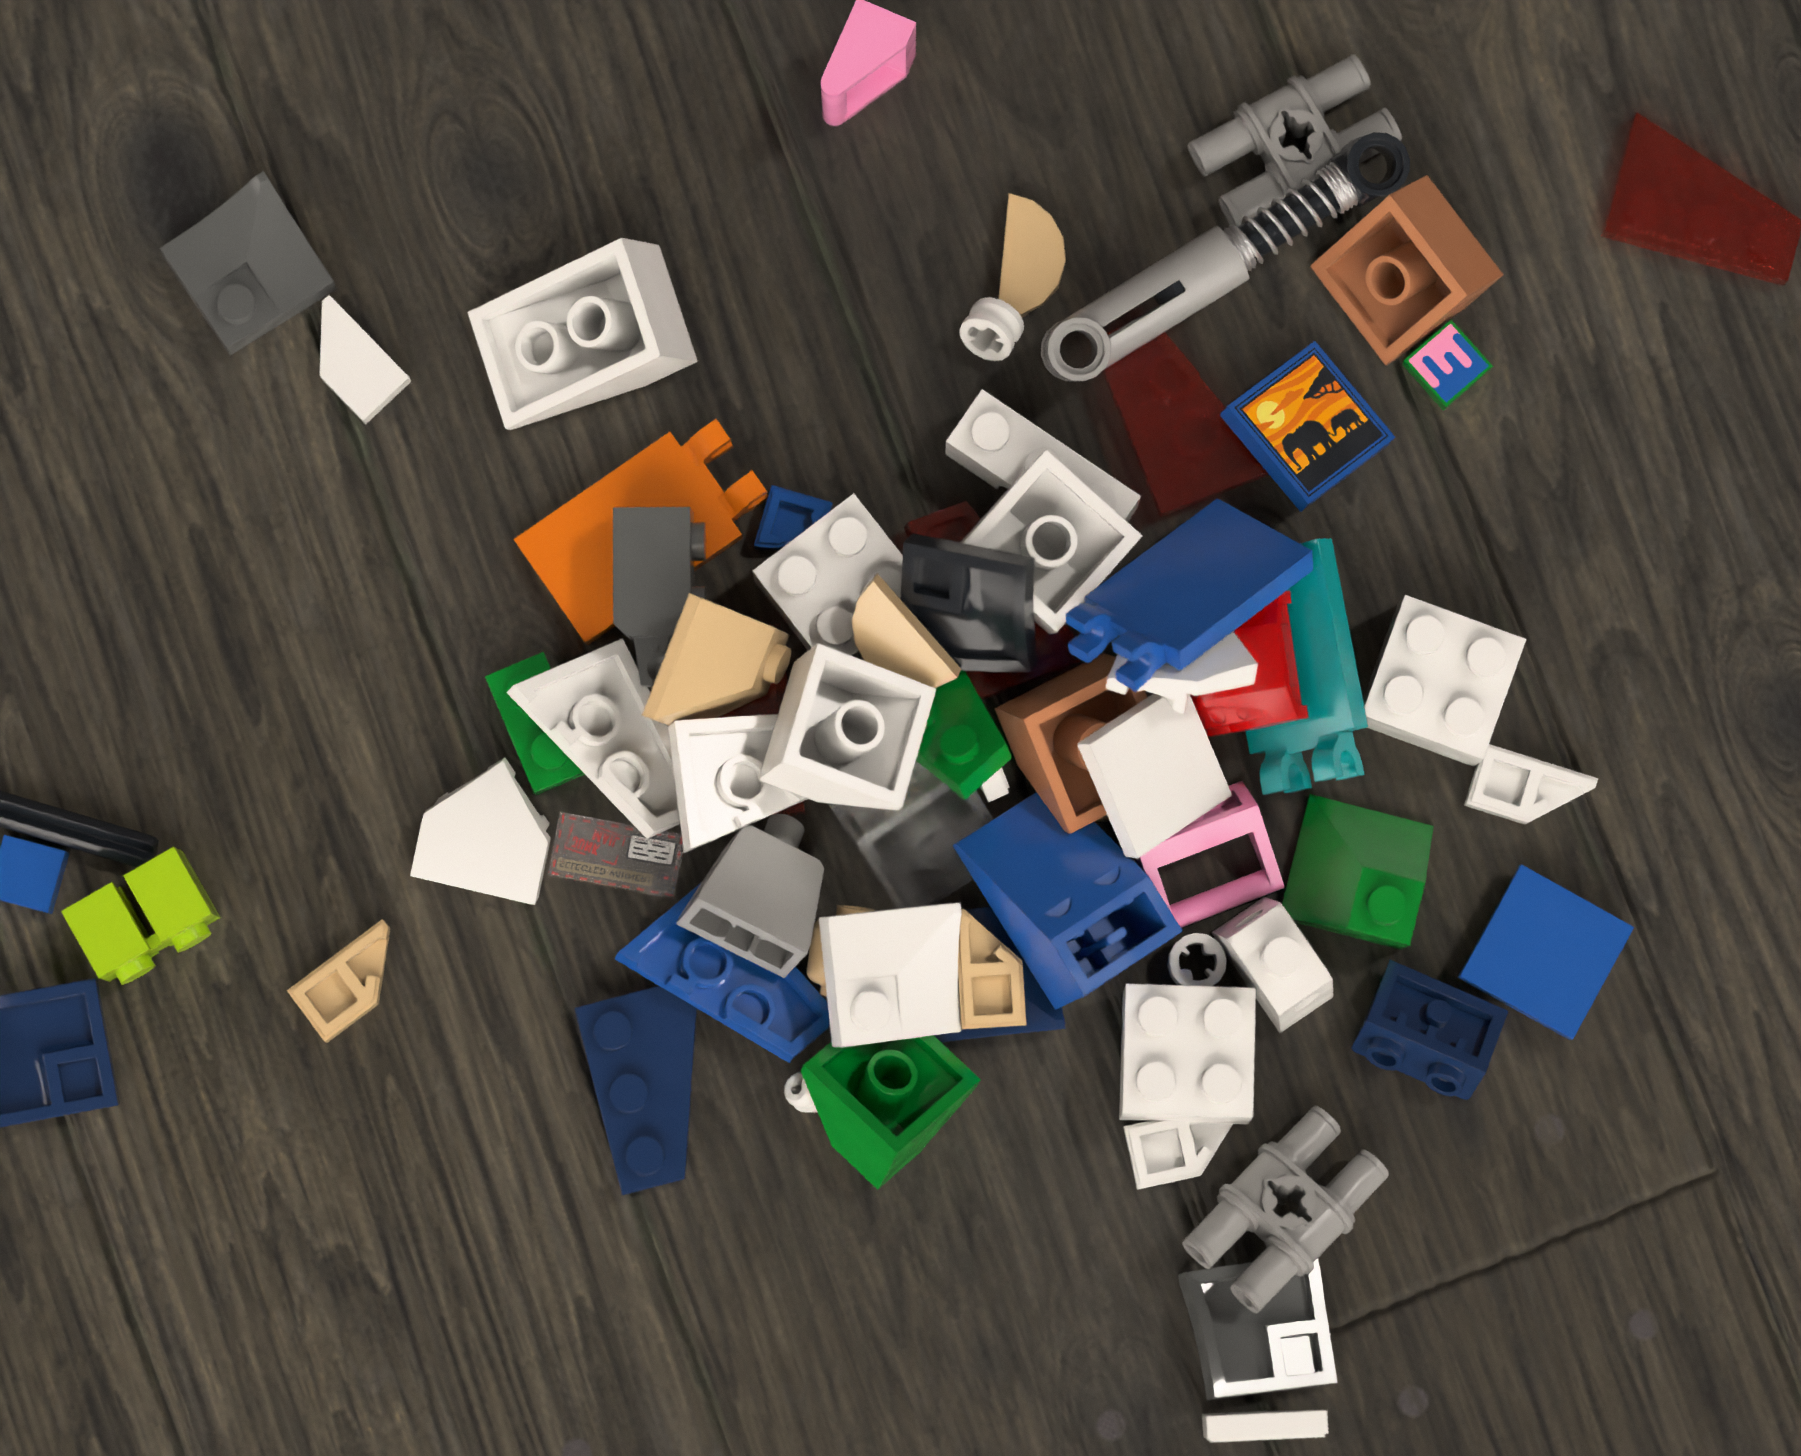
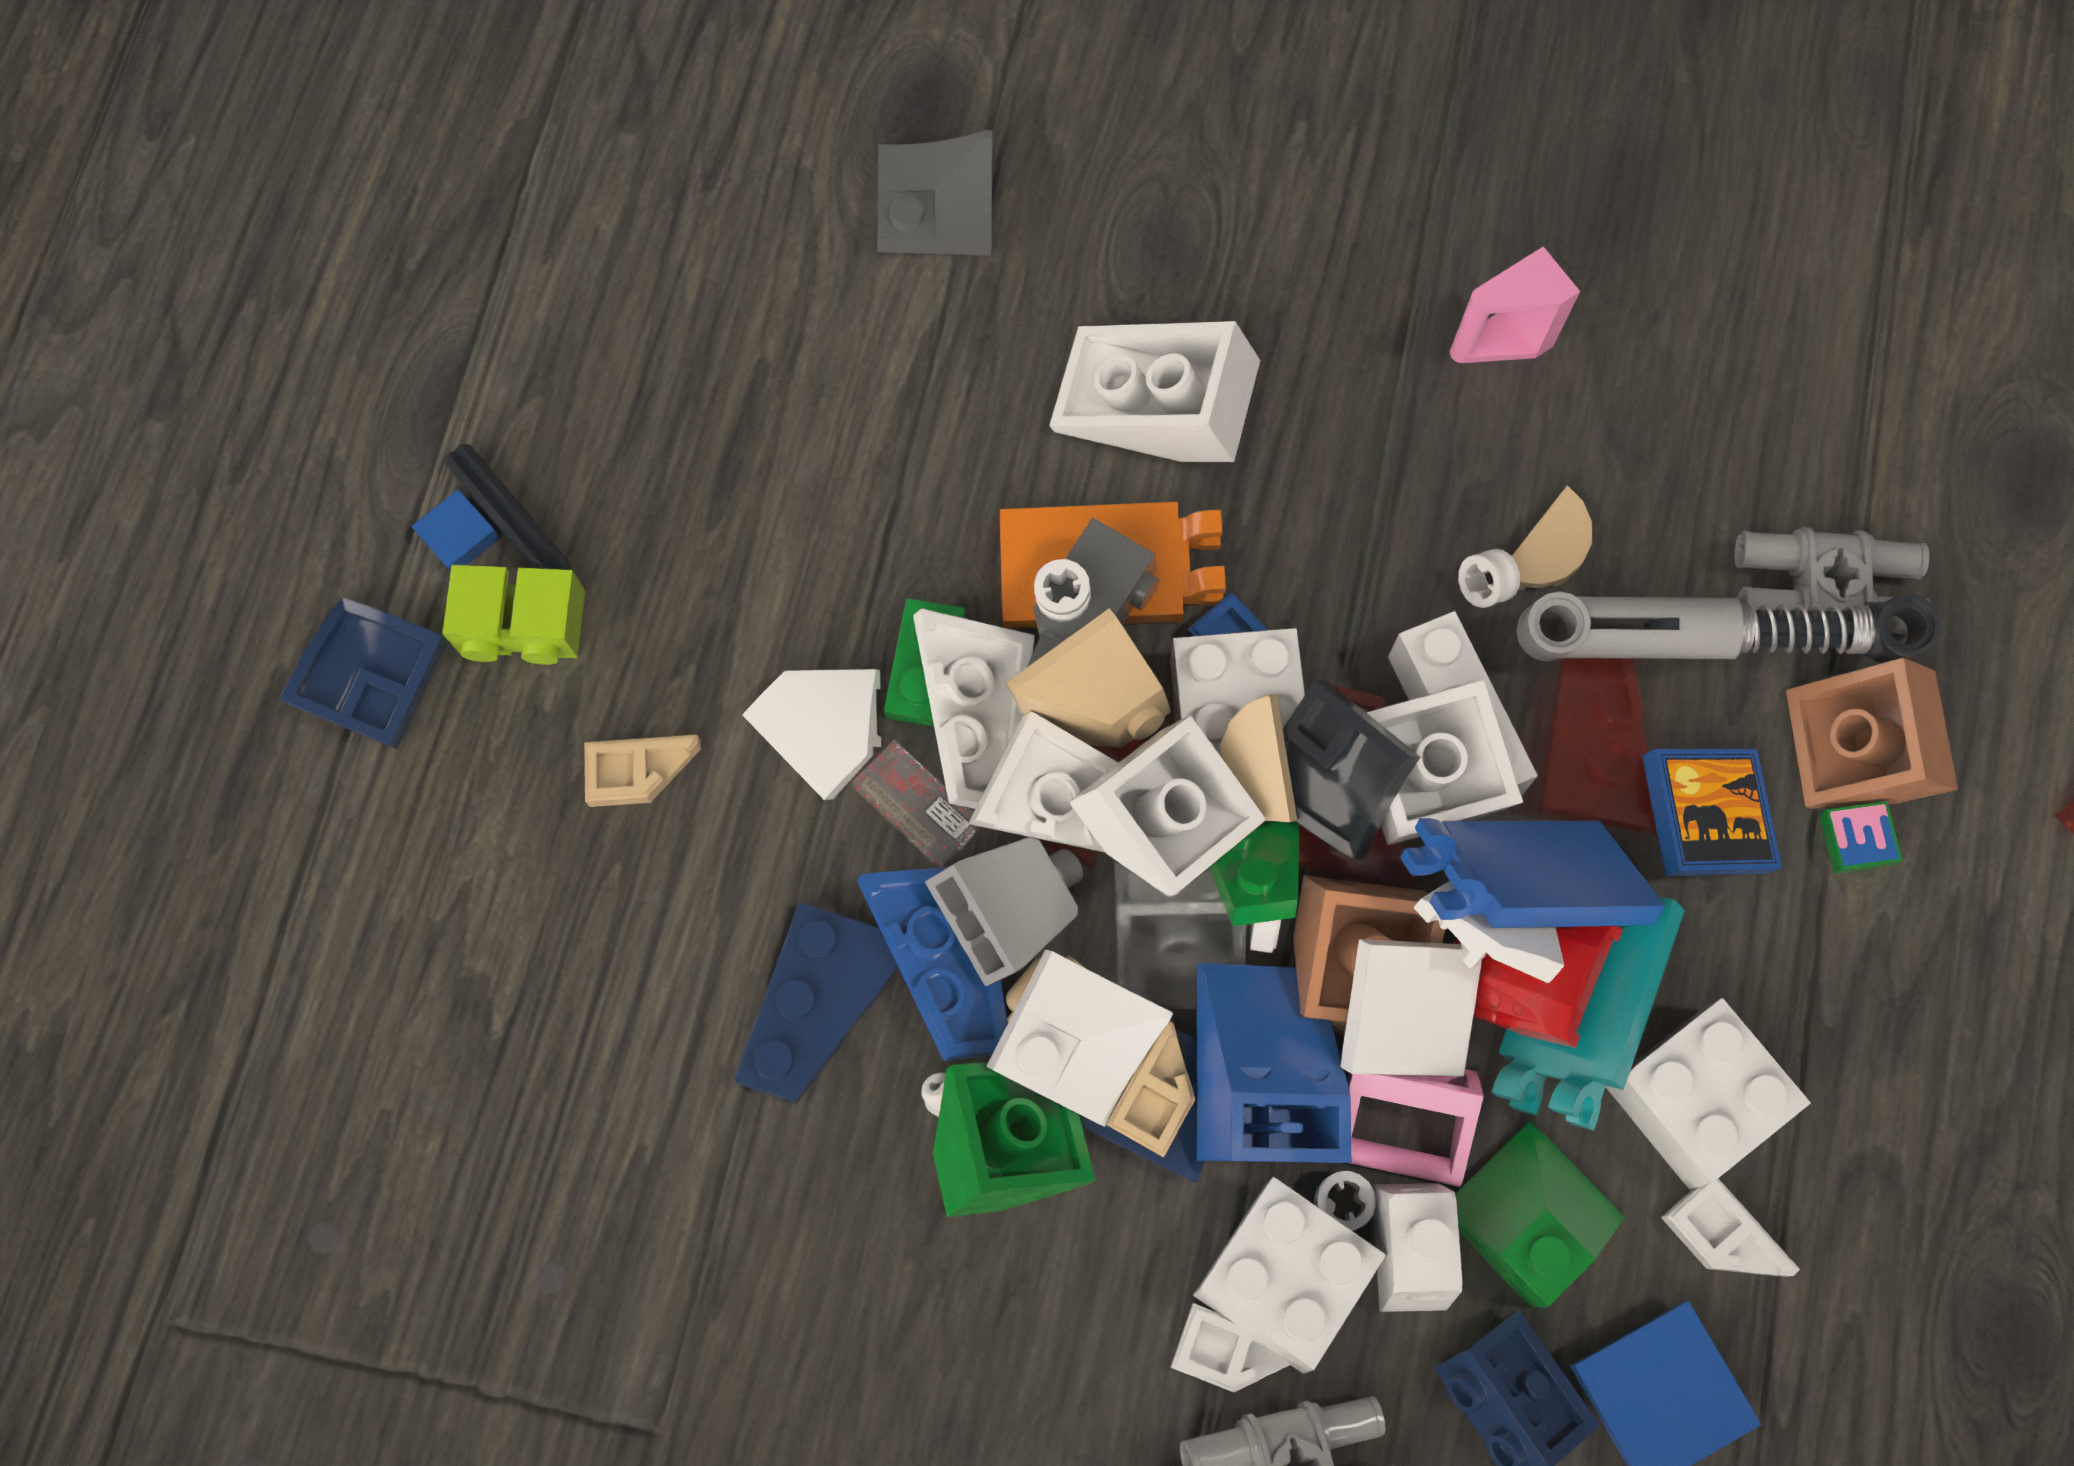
camera: 35 degrees right, 10 degrees down
(355, 364) = (967, 313): white tile -> none
(617, 580) = (1057, 572): none -> white bush

